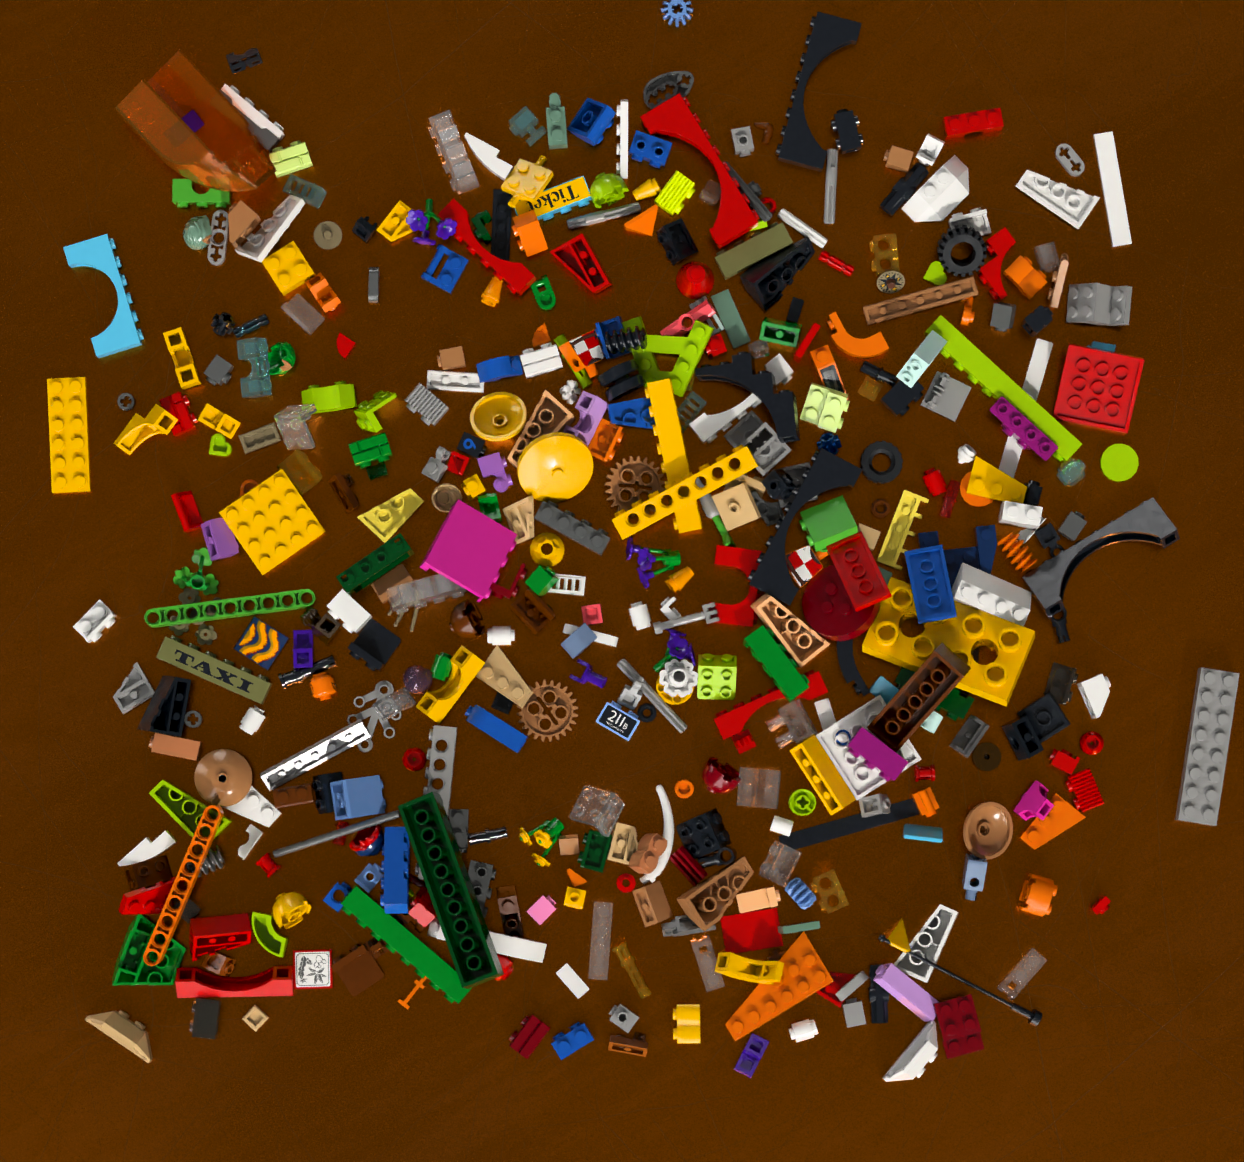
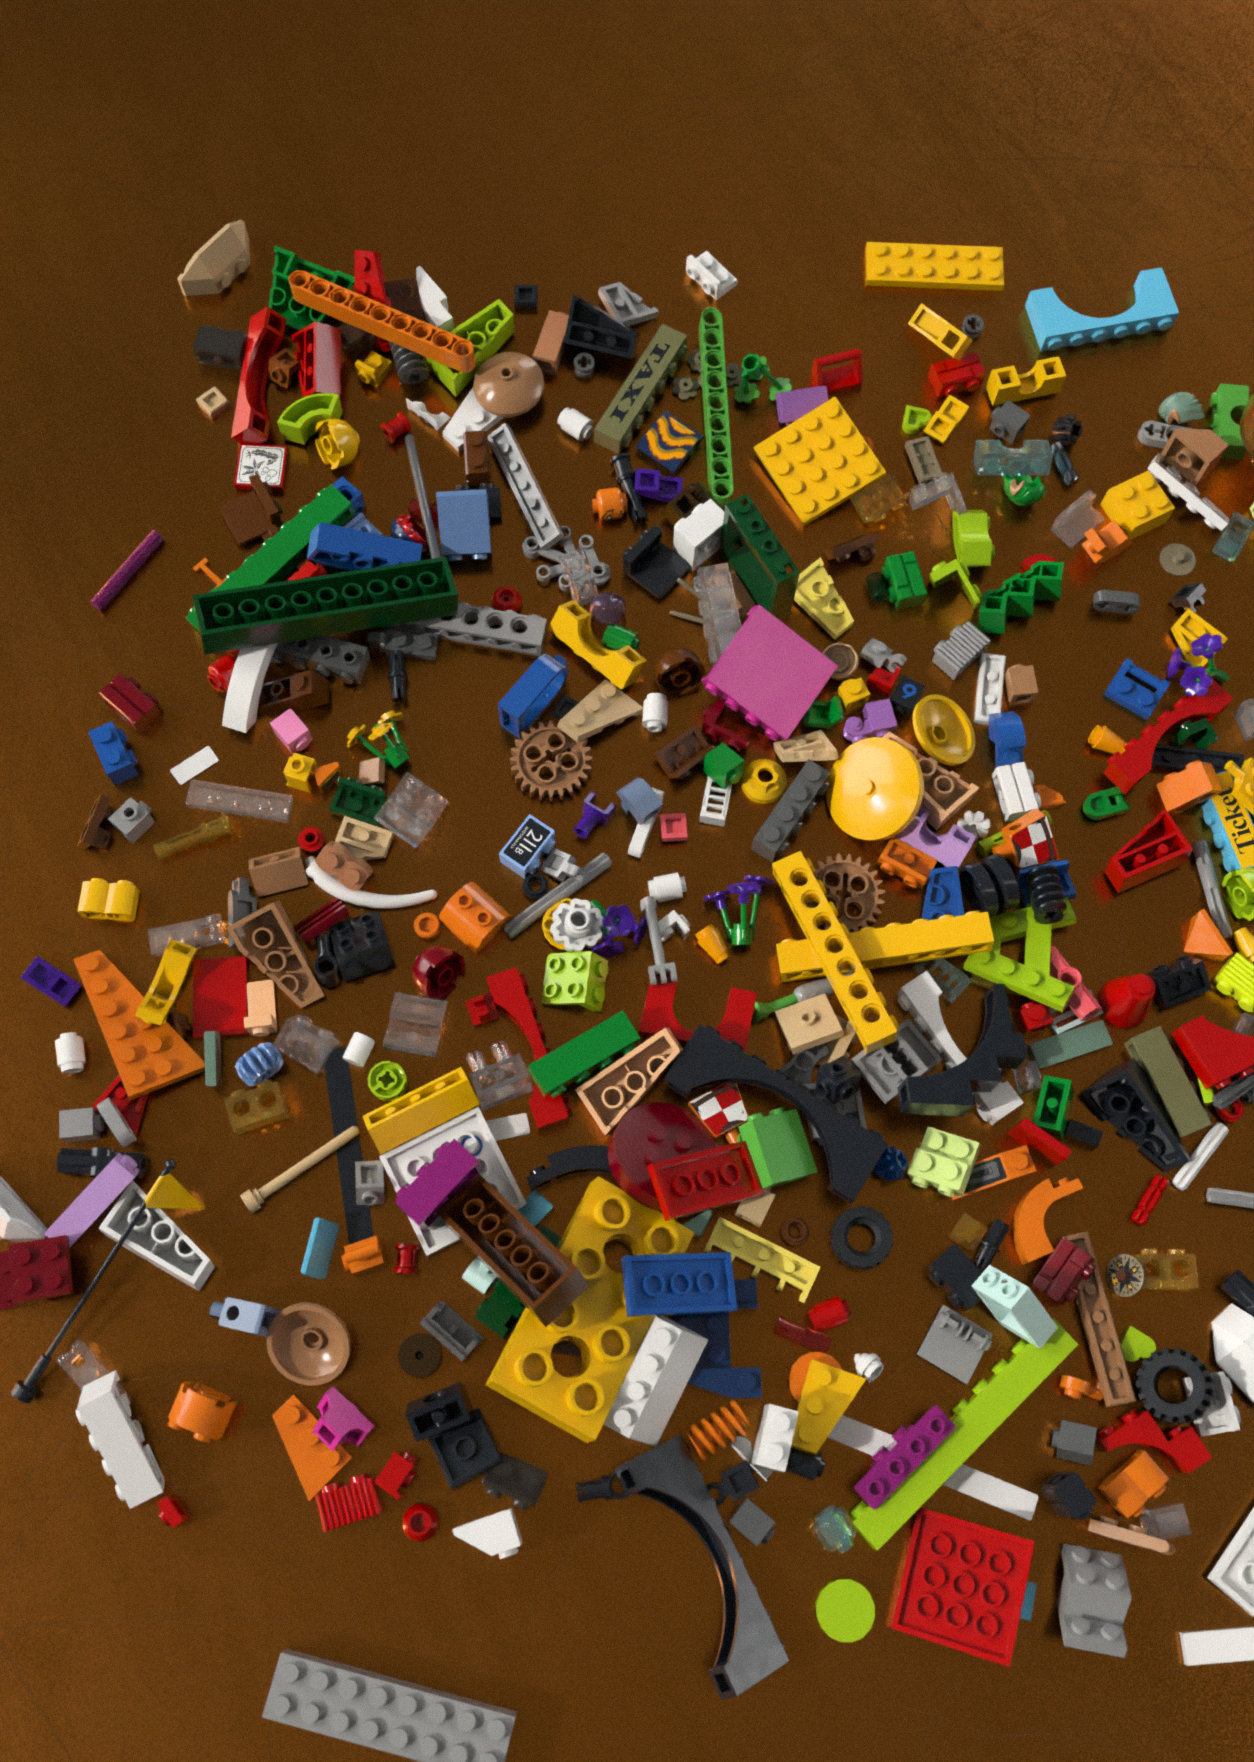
camera: 90 degrees right, 15 degrees down
(130, 774) = (526, 297): none -> black tile
(212, 891) = (373, 368): none -> yellow bracket
(378, 360) = (1019, 594): none -> green brick
(411, 1058) = (126, 569): none -> magenta axle
(675, 753) = (474, 916): none -> orange brick
(892, 883) = (254, 1198): none -> tan piece
(893, 324) = (1064, 1272): none -> dark red brick
(1060, 945) = (119, 1441): none -> white wedge

